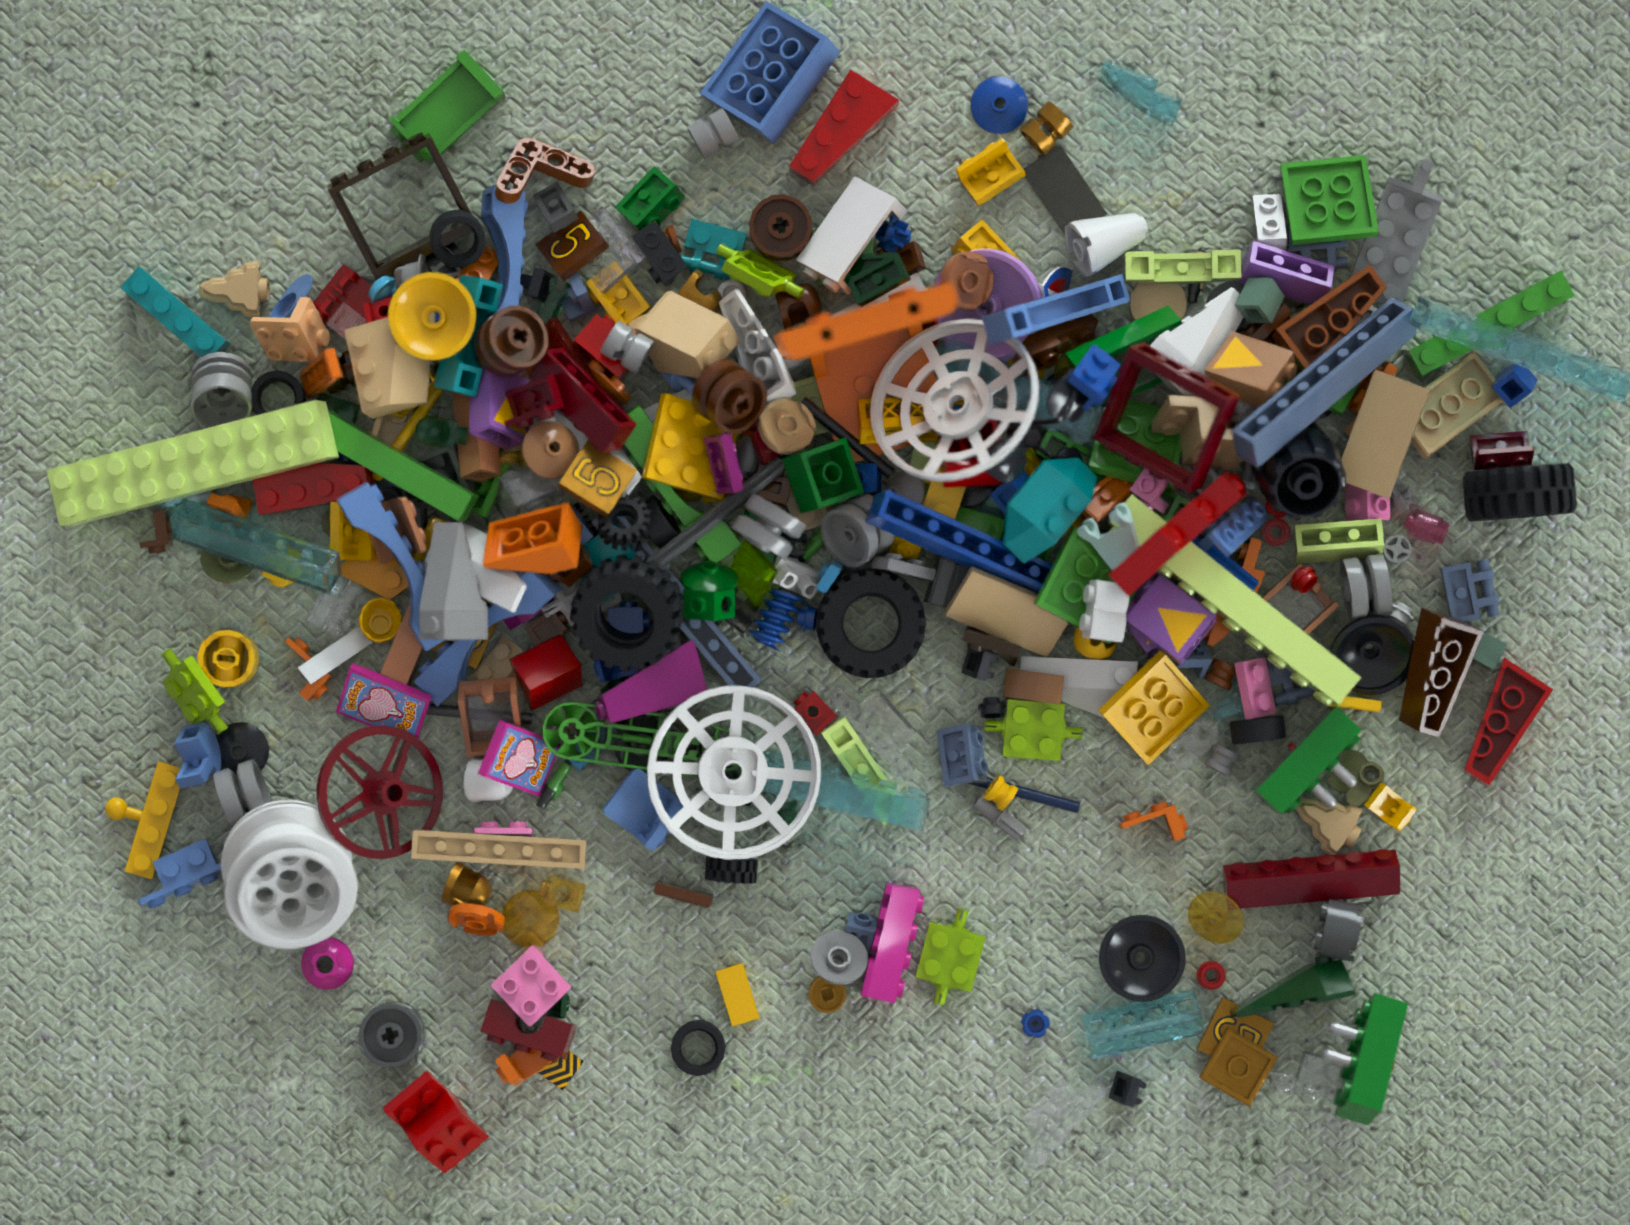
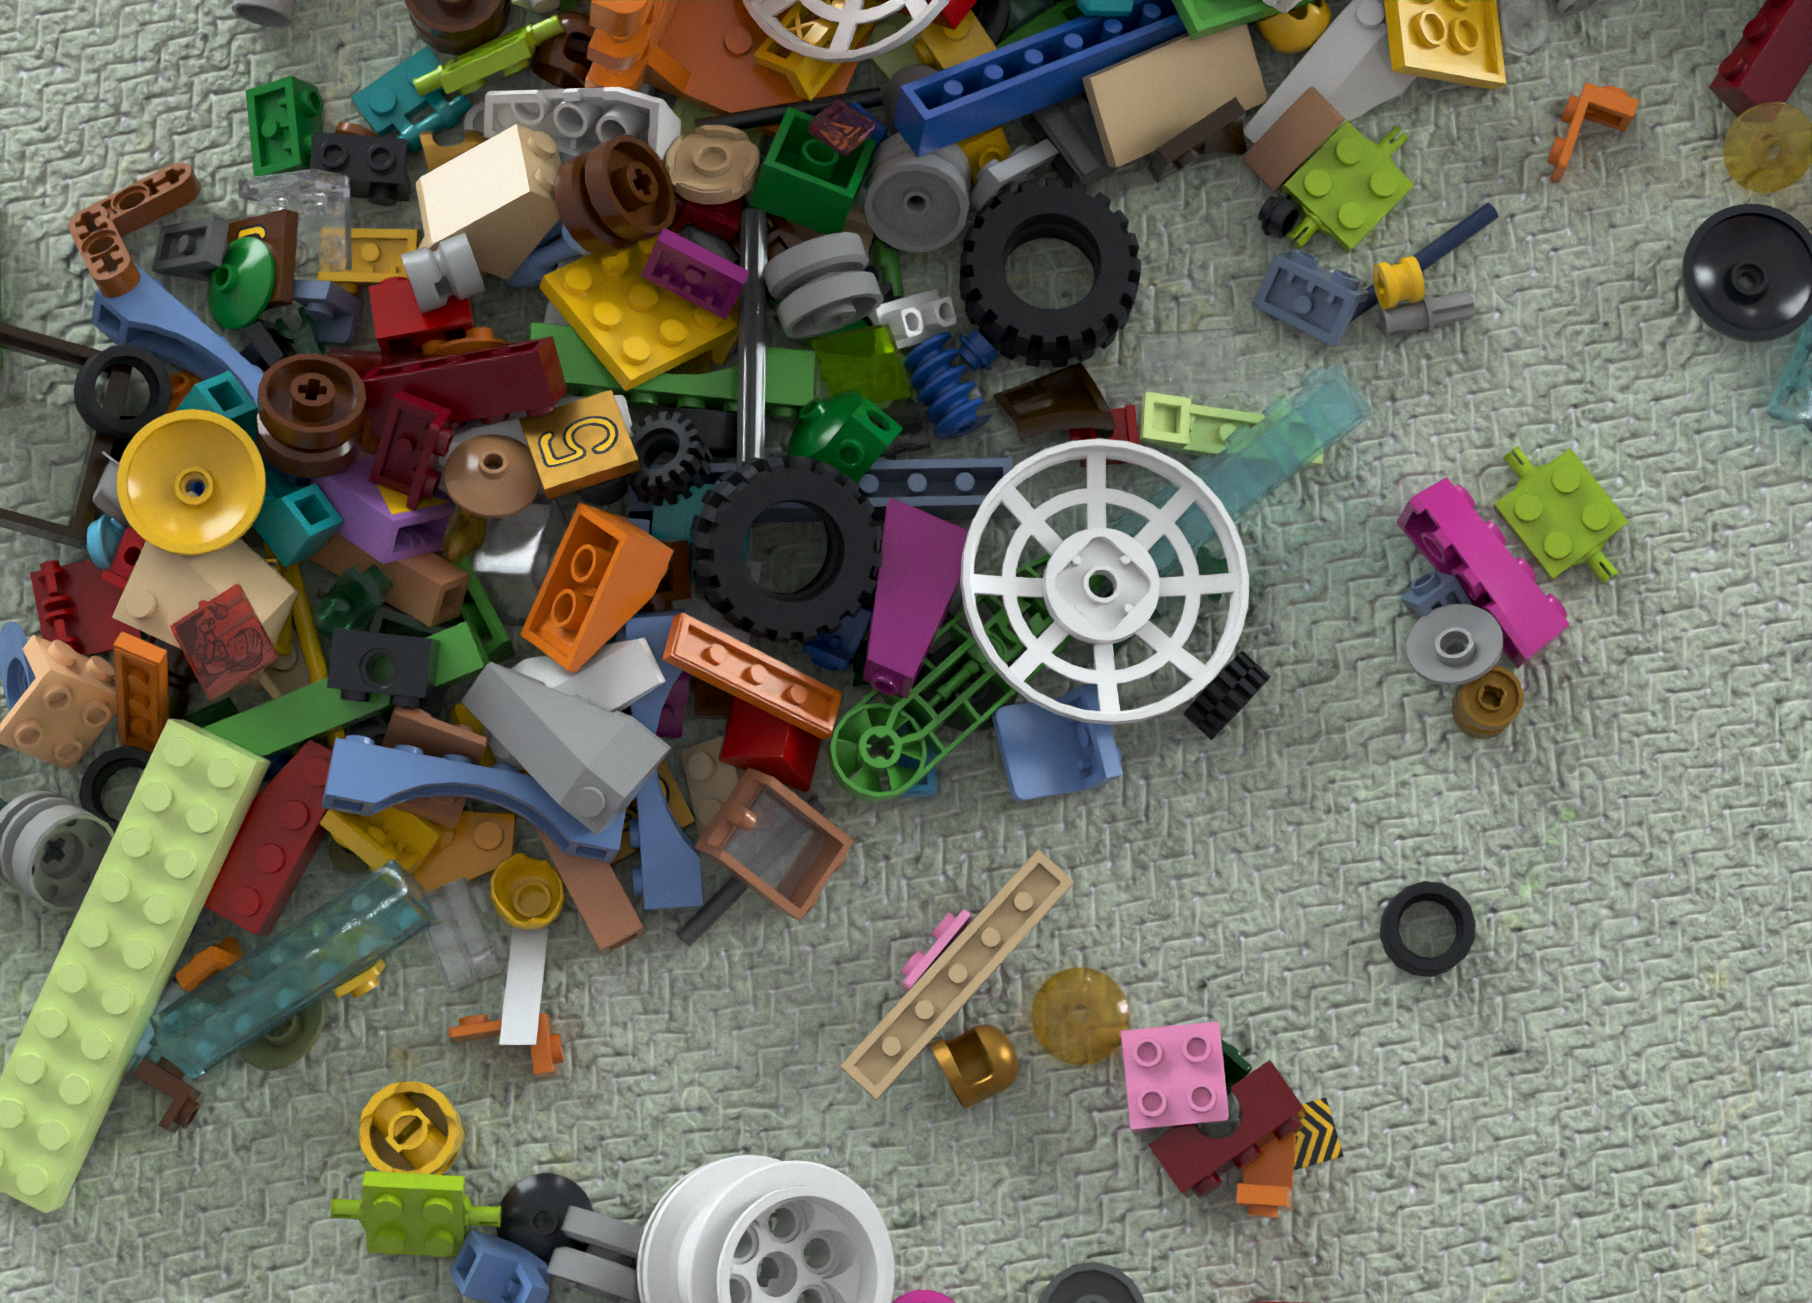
camera: 55 degrees left, 10 degrees down
(345, 318) = (100, 628): clear bracket -> none
(370, 395) = (224, 642): none -> clear red piece
(381, 791) = (752, 1062): dark red wheel -> none
(382, 701) = (641, 974): tile -> none
(434, 484) = (353, 661): none -> black brick
(476, 919) = (1026, 1079): orange tile -> none
(479, 788) = (853, 920): white hair -> none
(518, 758) = (858, 850): tile -> none
(554, 647) = (752, 676): none -> orange tile
(555, 785) = (931, 843): piece -> none
(557, 249) = (242, 284): none -> green dish
(574, 893) = (1095, 927): clear yellow brick -> none
(628, 618) = (791, 567): blue brick -> none
(683, 894) = (1210, 780): reddish brown tile -> none
(737, 994) = (1395, 824): yellow tile -> none
(807, 677) = (1055, 403): none -> dark brown plate
(828, 575) = (945, 270): dark azure plate -> none
(854, 471) = (841, 127): none -> clear pink tile
(978, 664) = (1208, 185): black tile -> none
(1039, 1030) = (1734, 465): blue plate -> none

